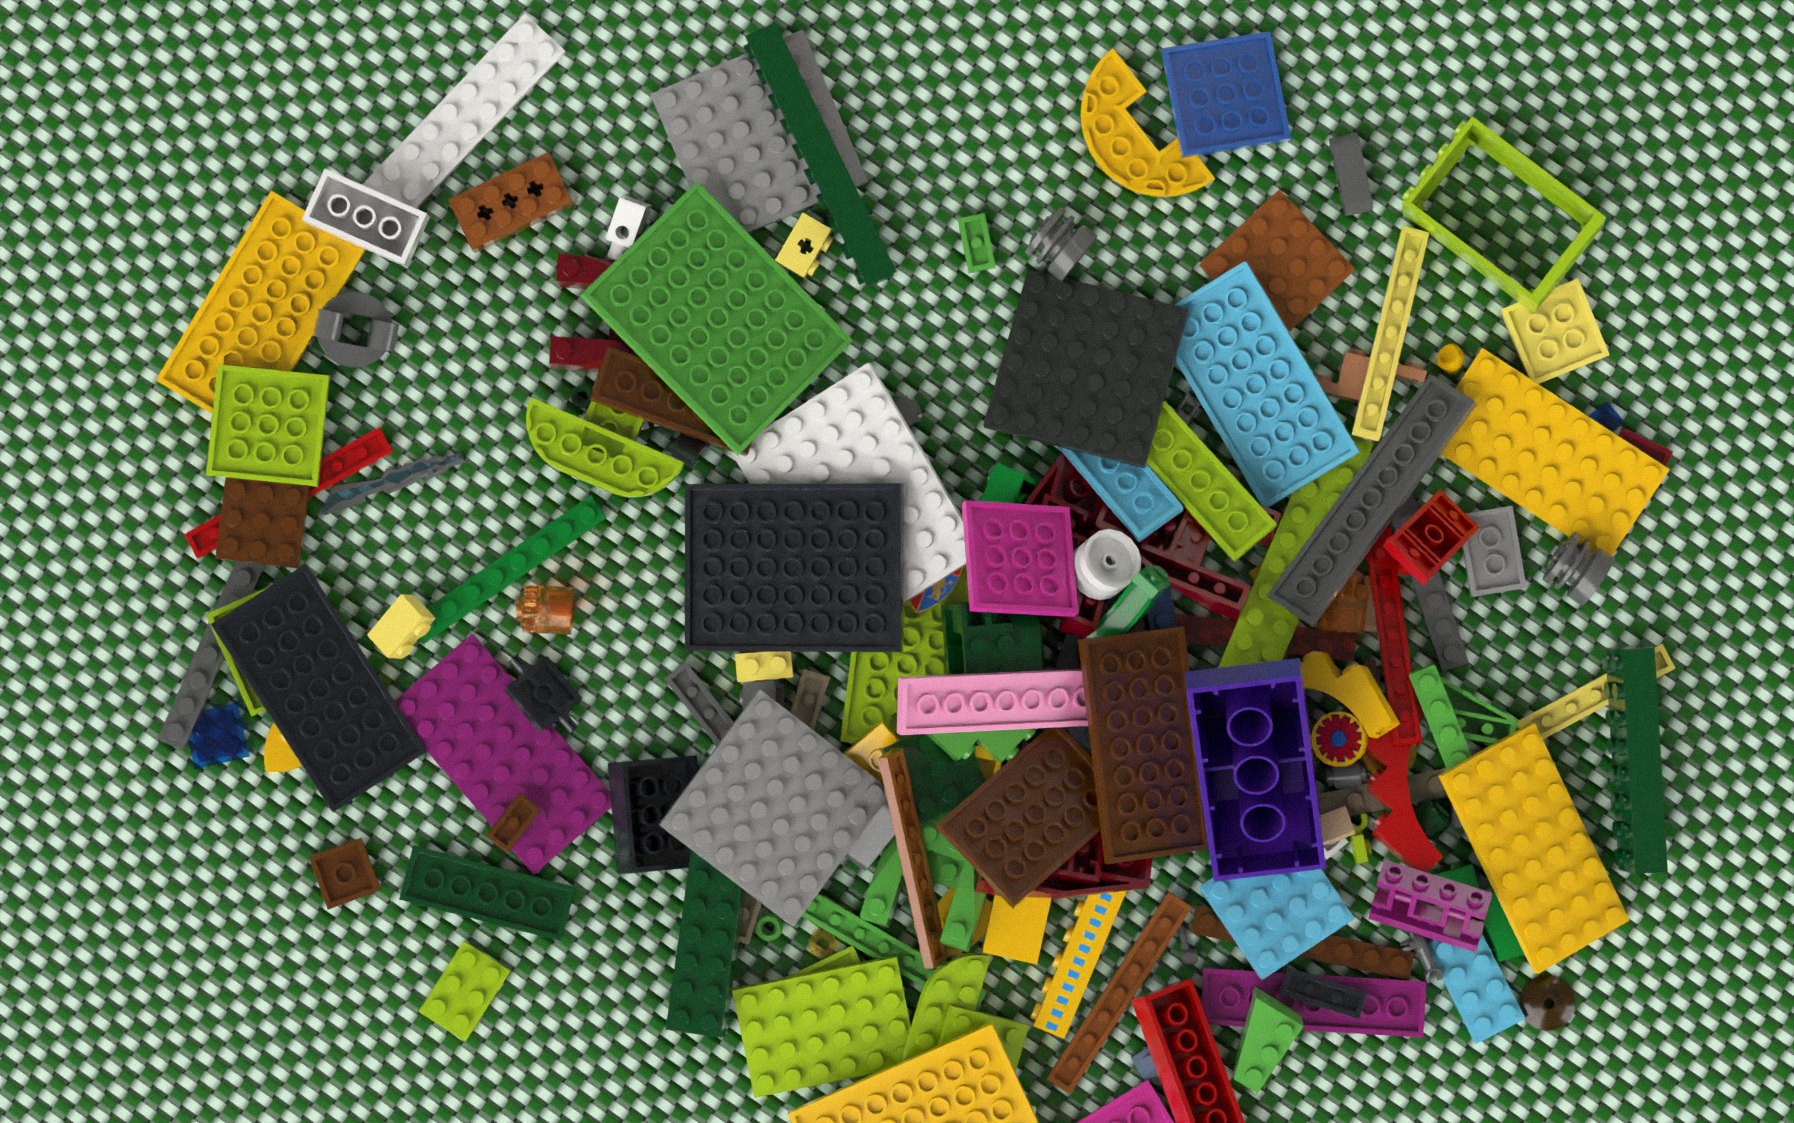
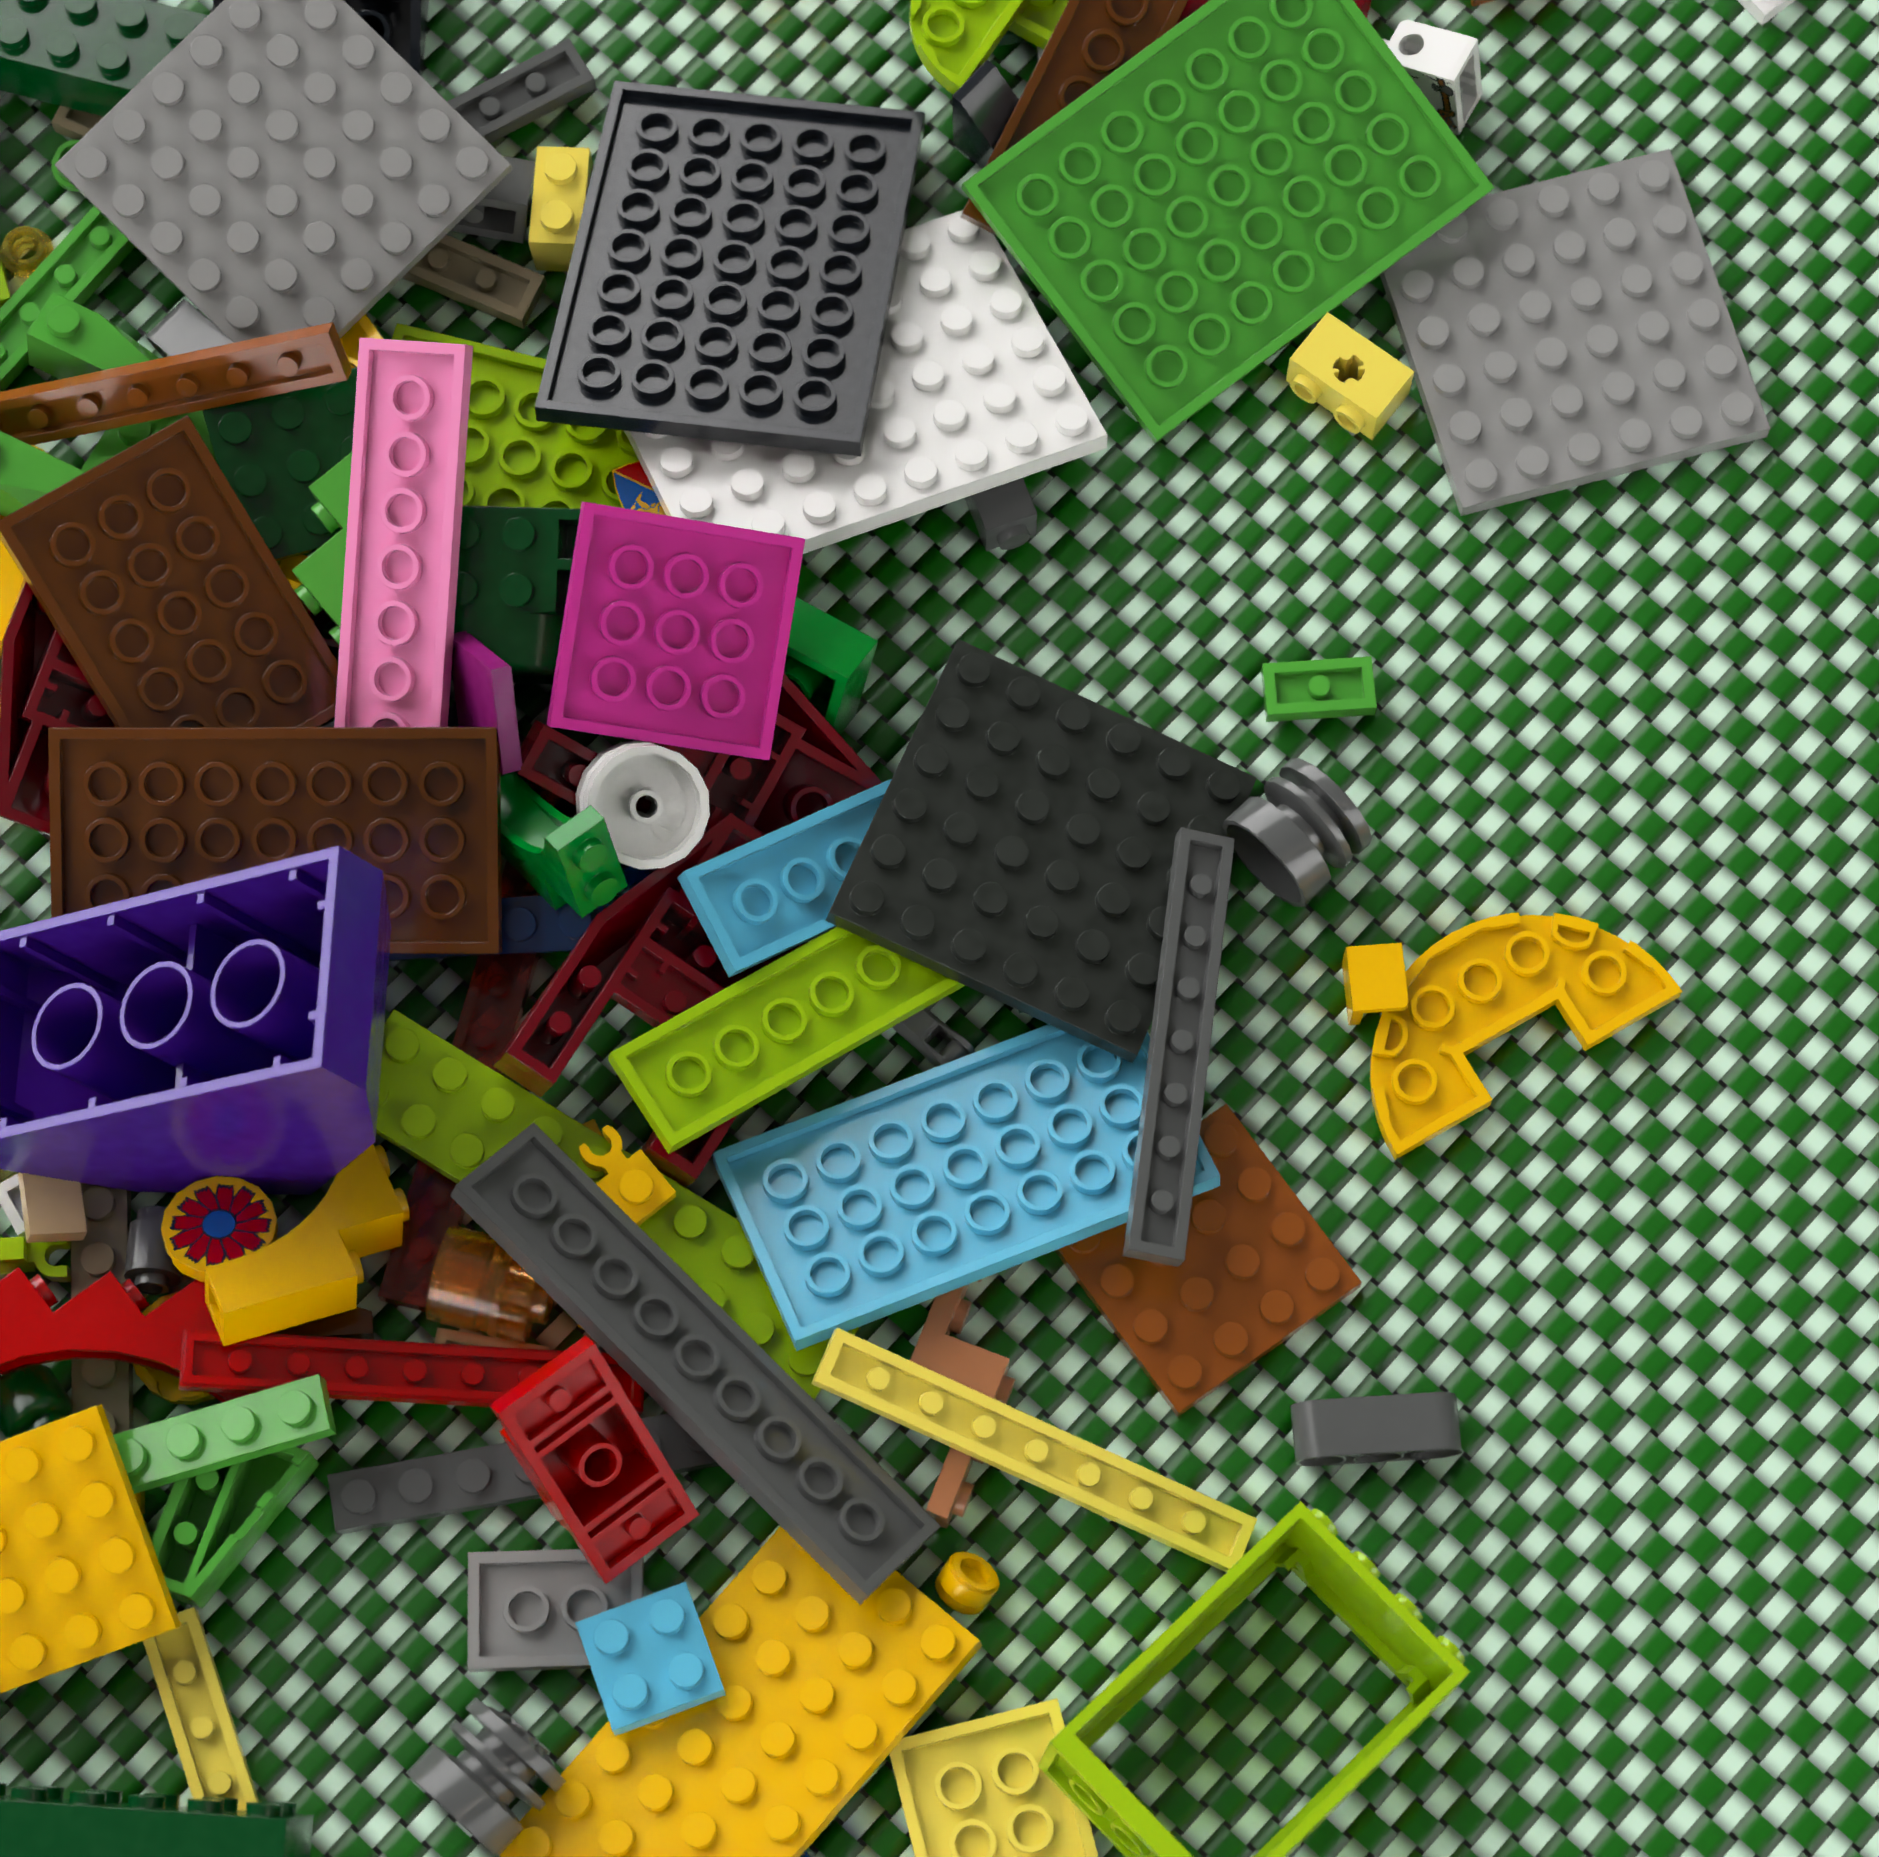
camera: 100 degrees right, 15 degrees down
(820, 155) = (1519, 413): dark green brick -> none
(1061, 650) = (486, 696): none -> magenta tile
(1129, 198) = (1374, 980): none -> yellow panel
(1184, 287) = (1179, 1048): none -> dark grey plate
(1225, 94) = (1566, 1196): blue plate -> none
(1286, 546) = (629, 1182): none -> yellow plate
(1512, 501) = (650, 1658): none -> medium azure plate

